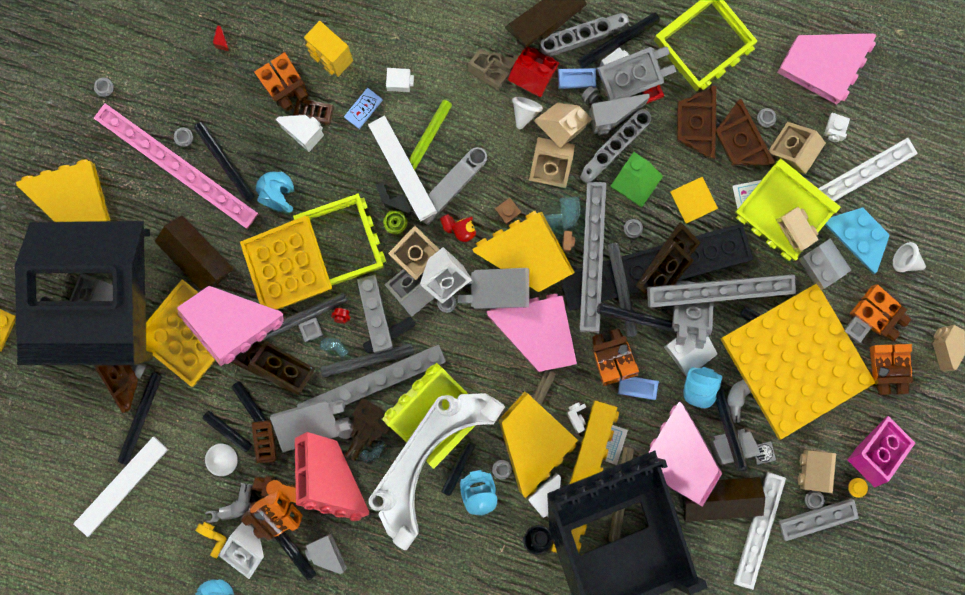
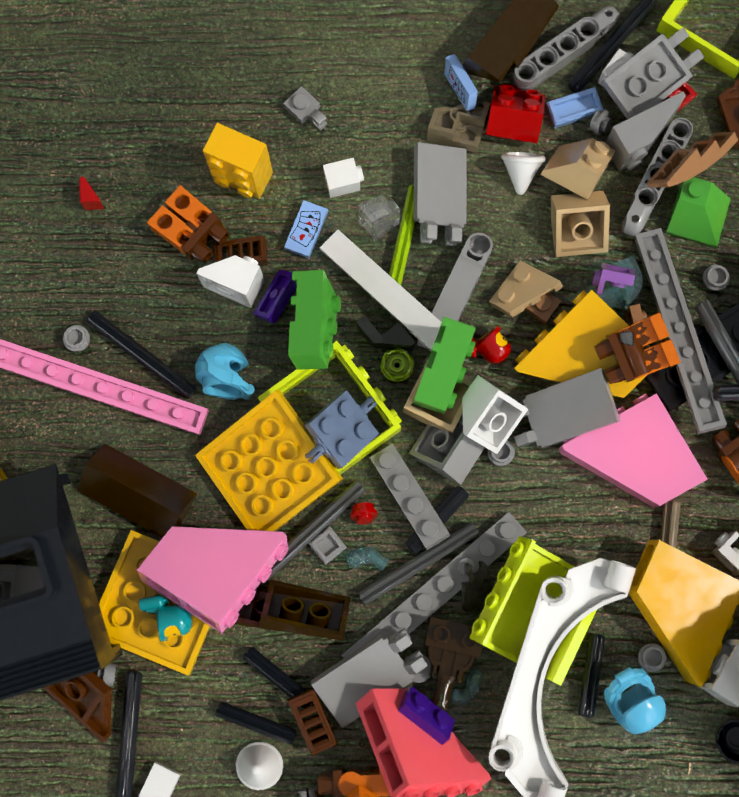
camera: 10 degrees left, 5 degrees down
(190, 346) = (170, 619): none -> teal piece
(328, 149) = (276, 297): none -> dark purple plate
(338, 460) = (426, 715): none -> dark purple plate
(341, 255) = (341, 429): none -> sand blue plate
(347, 175) = (314, 320): none -> bright green wedge
(388, 21) = (305, 106): none -> light grey plate
(398, 388) = (476, 589): none -> clear smoke plate
(415, 115) = (378, 216): none -> clear slope
(422, 235) = (445, 366): none -> bright green wedge
(463, 110) = (440, 191): none -> light grey tile
(497, 196) = (523, 289): none -> tan wing
(502, 38) = (460, 82): none -> light blue tile
(548, 263) = (628, 350): none -> hips
(560, 206) = (615, 274): none -> medium lavender bracket
(638, 144) = (690, 162): none -> medium nougat slope

